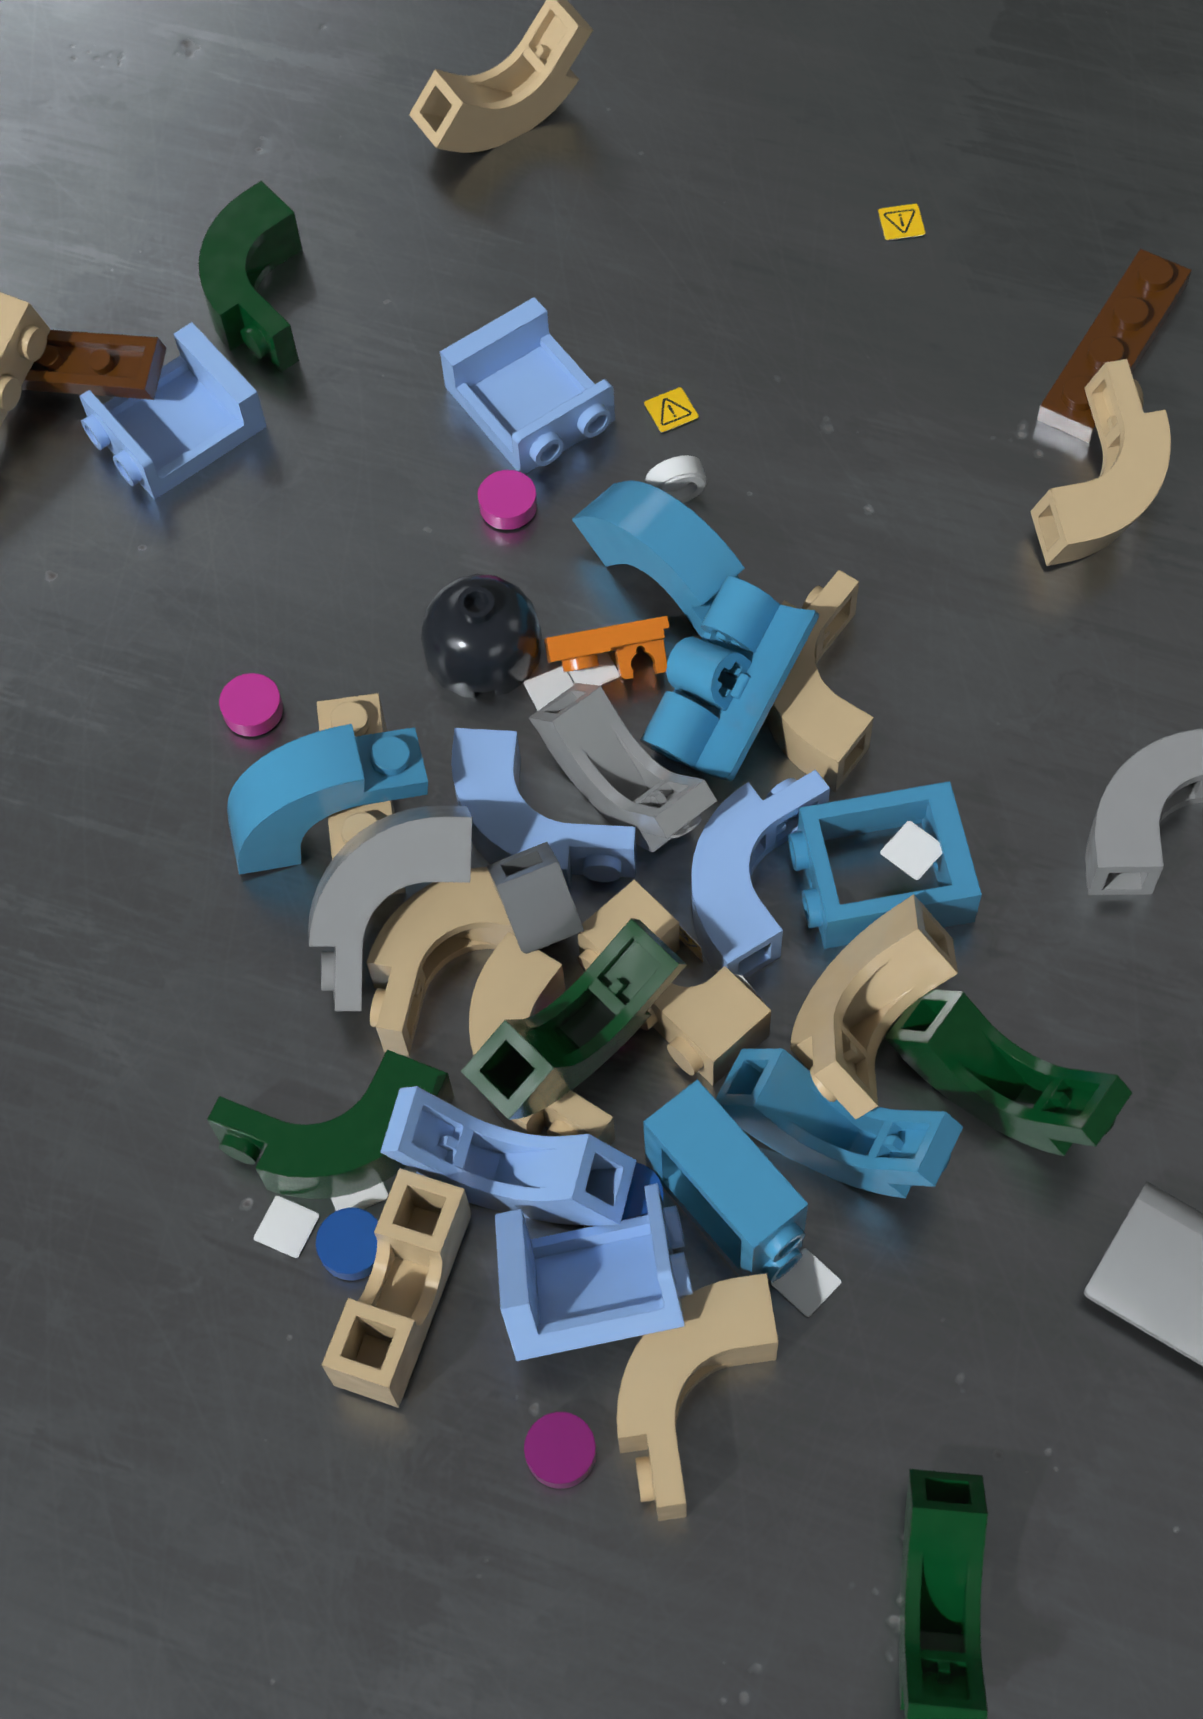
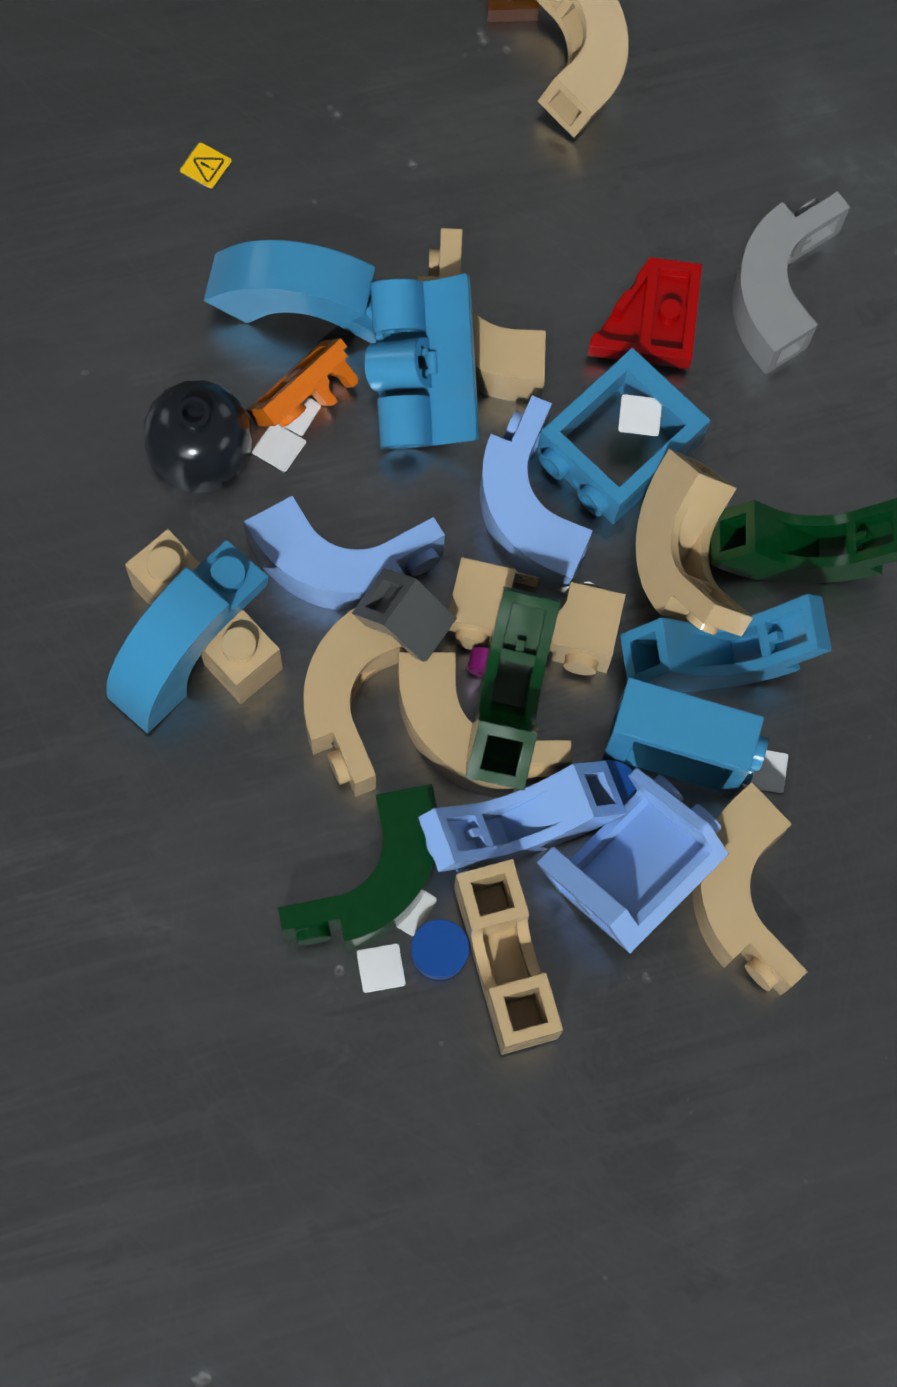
camera: 45 degrees left, 10 degrees up
(251, 704) = (55, 595): dark pink tile -> none
(379, 860) = (274, 670): light grey arch -> none
(507, 499) = (134, 312): dark pink tile -> none
(525, 388) = (85, 212): light blue panel -> none
(560, 1450) = (687, 993): magenta tile -> none
(616, 771) = (385, 484): light grey arch -> none
(679, 476) = (260, 221): white tile -> none
(1006, 771) = (654, 316): none -> red wing

